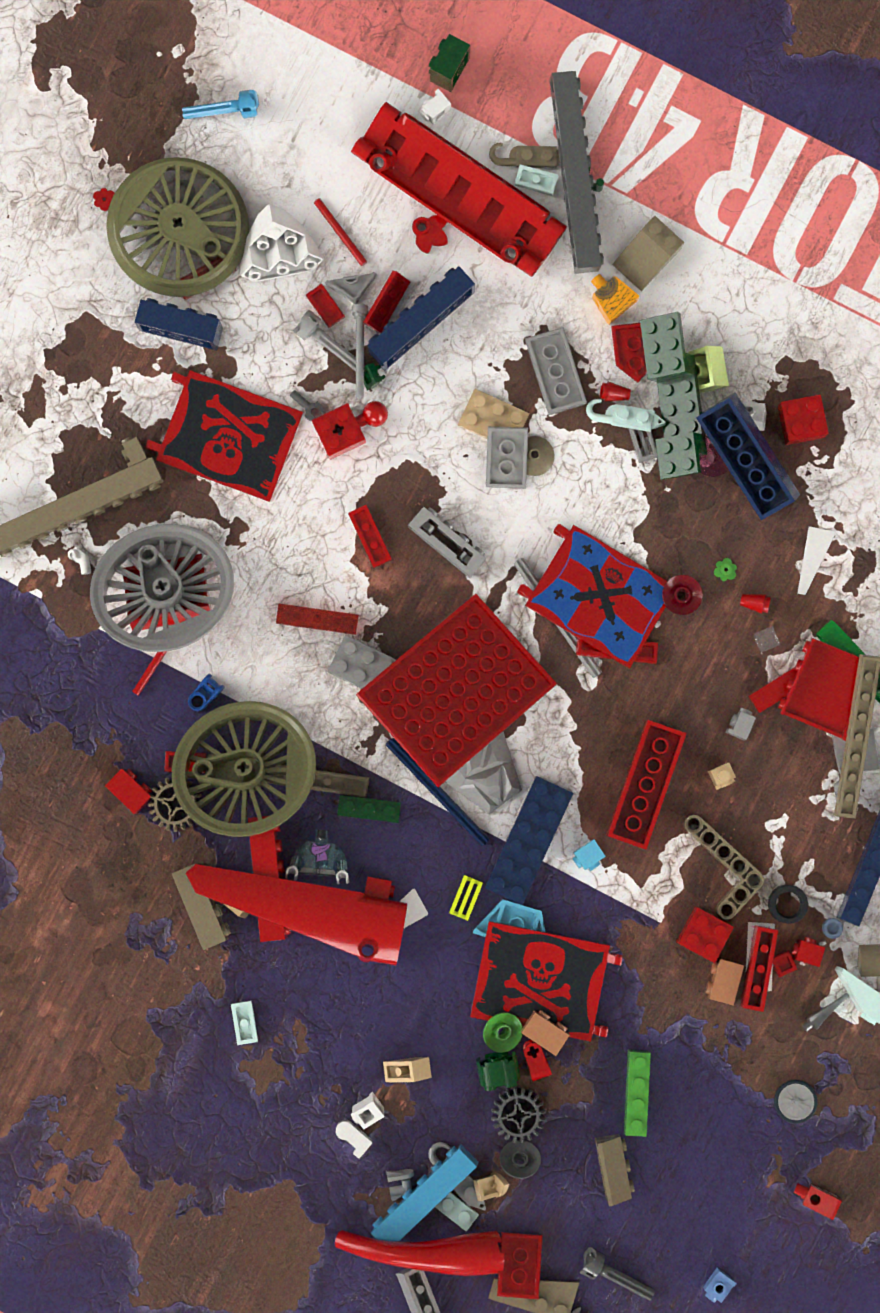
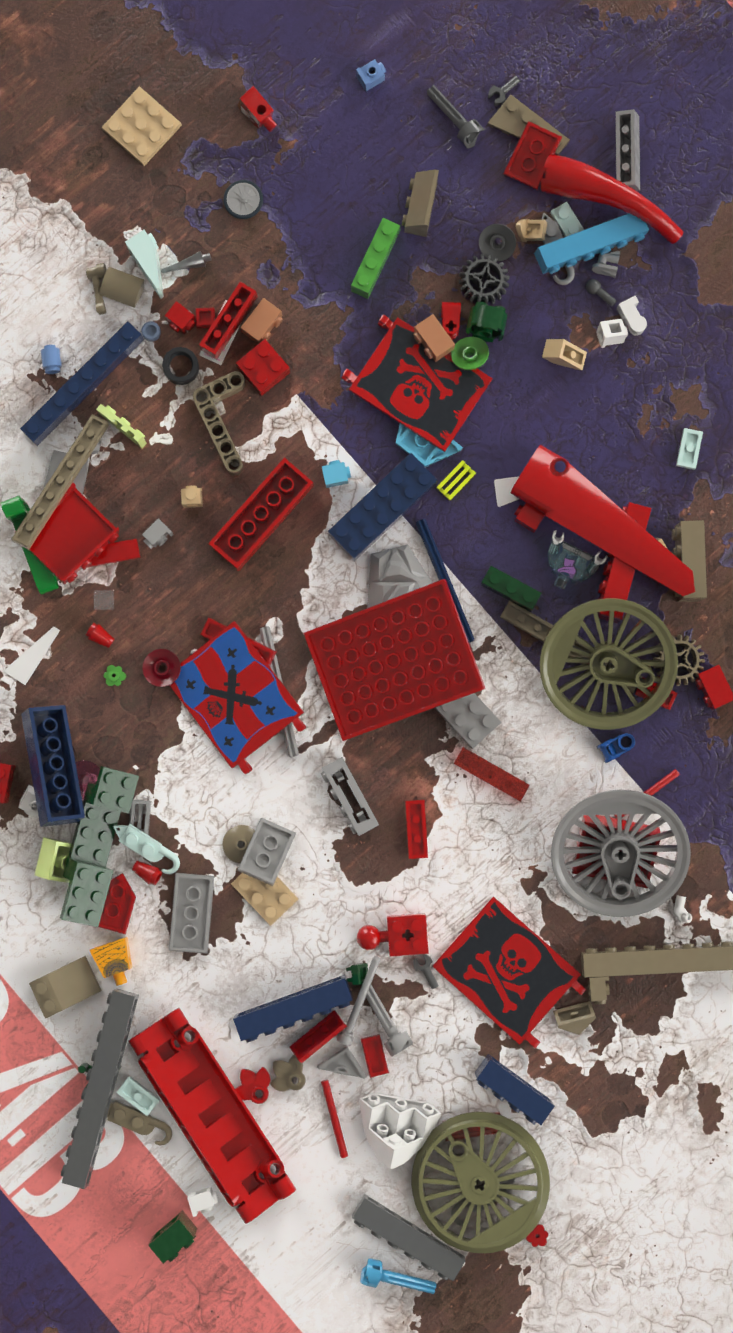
camera: 160 degrees left, 0 degrees up
(146, 416) = (575, 1017): none -> dark tan slope
(226, 149) = (408, 1237): none -> dark grey brick
(403, 257) = (286, 1072): none -> dark tan plate
(403, 1153) = (594, 287): none -> dark grey bar
(820, 820) = (122, 425): none -> yellowish green wing

